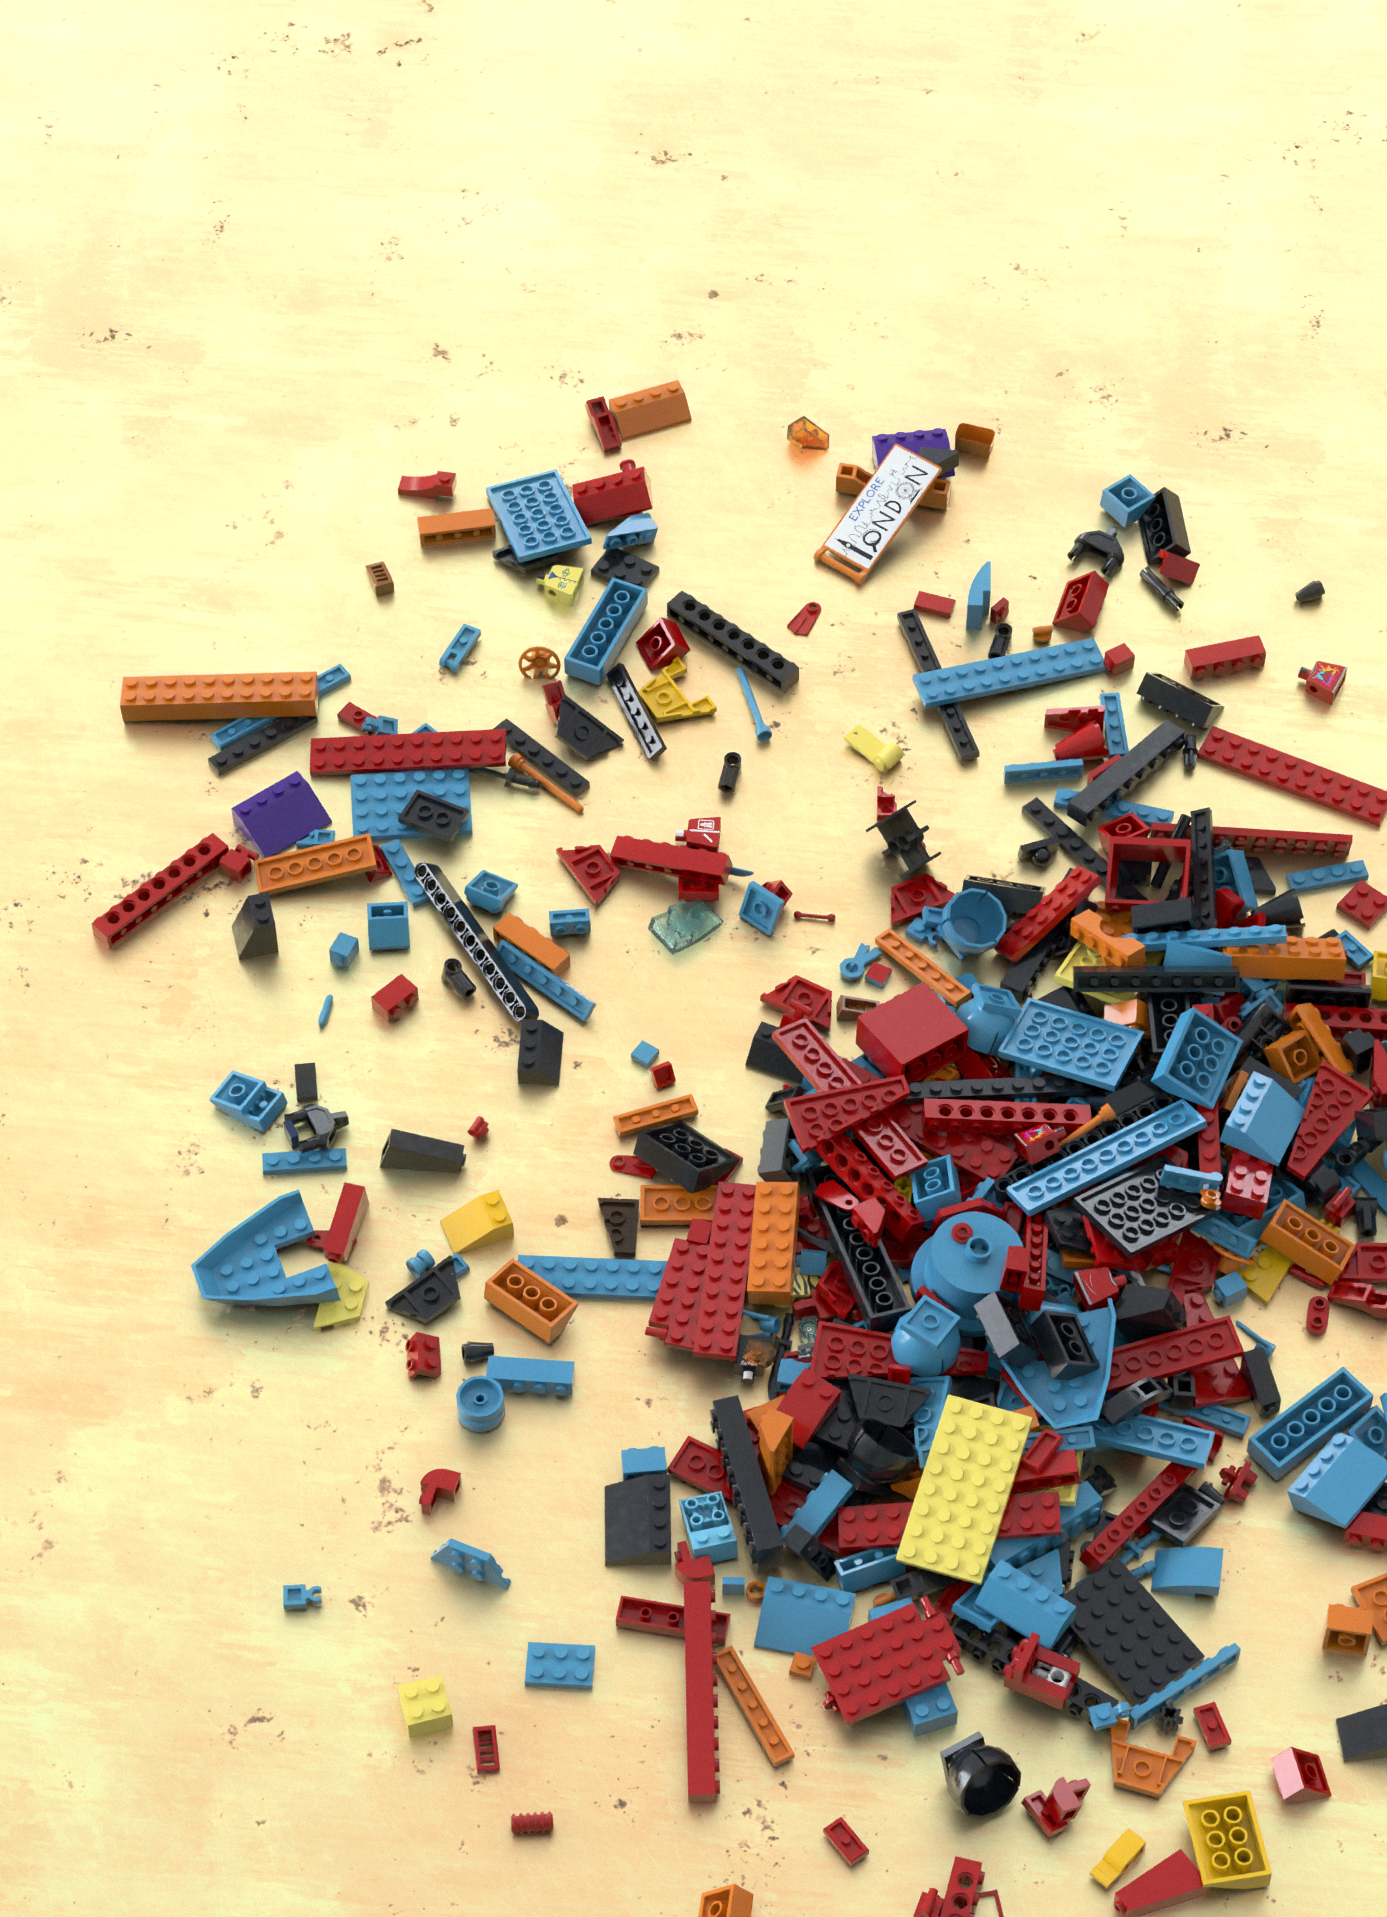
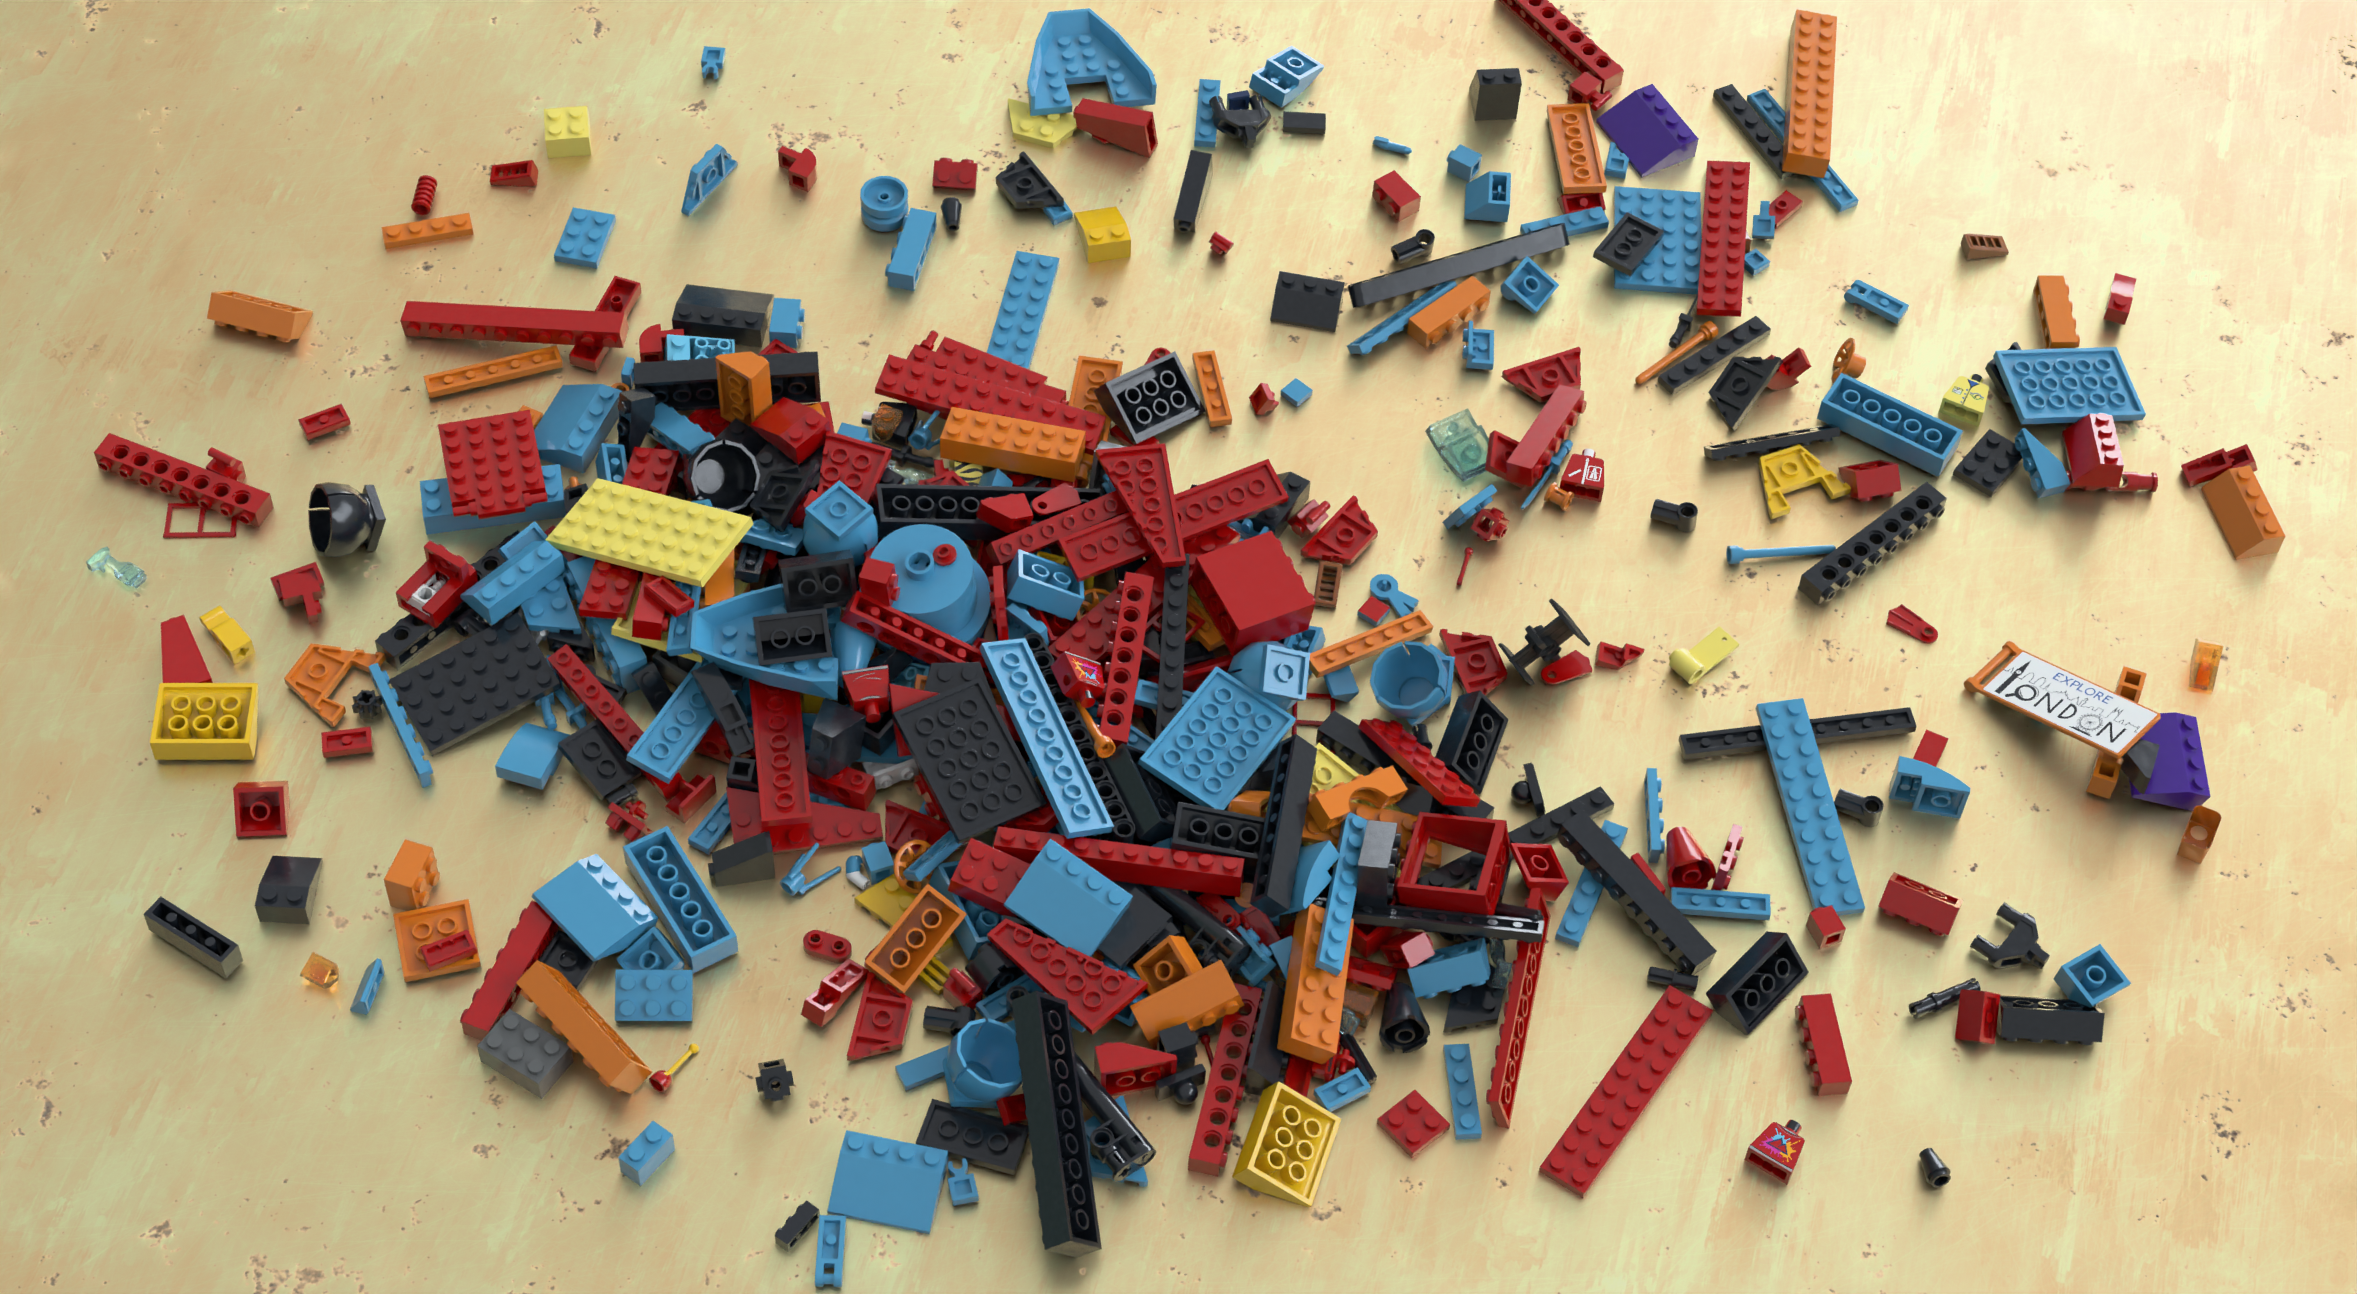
camera: 95 degrees right, 0 degrees up
(420, 1263) = (1061, 179): dark azure wheel -> none
(530, 1300) = (995, 251): orange slope -> none
(576, 1812) = (427, 230): none -> orange plate
(621, 1224) = (1077, 343): dark brown wing -> none
(731, 852) = (1559, 496): none -> orange bush
(999, 610) = (1911, 814): red plate -> none
(1042, 633) = (1875, 855): orange plate -> none
(1105, 1716) = (376, 638): dark azure plate -> none
(1189, 1179) = (995, 808): dark azure plate -> none
(1197, 1059) = (1152, 835): dark azure slope -> none
(1210, 1198) = (964, 829): orange plate -> none
(1237, 1084) = (1126, 884): orange plate -> none
(1240, 1308) = (853, 873): none -> arm

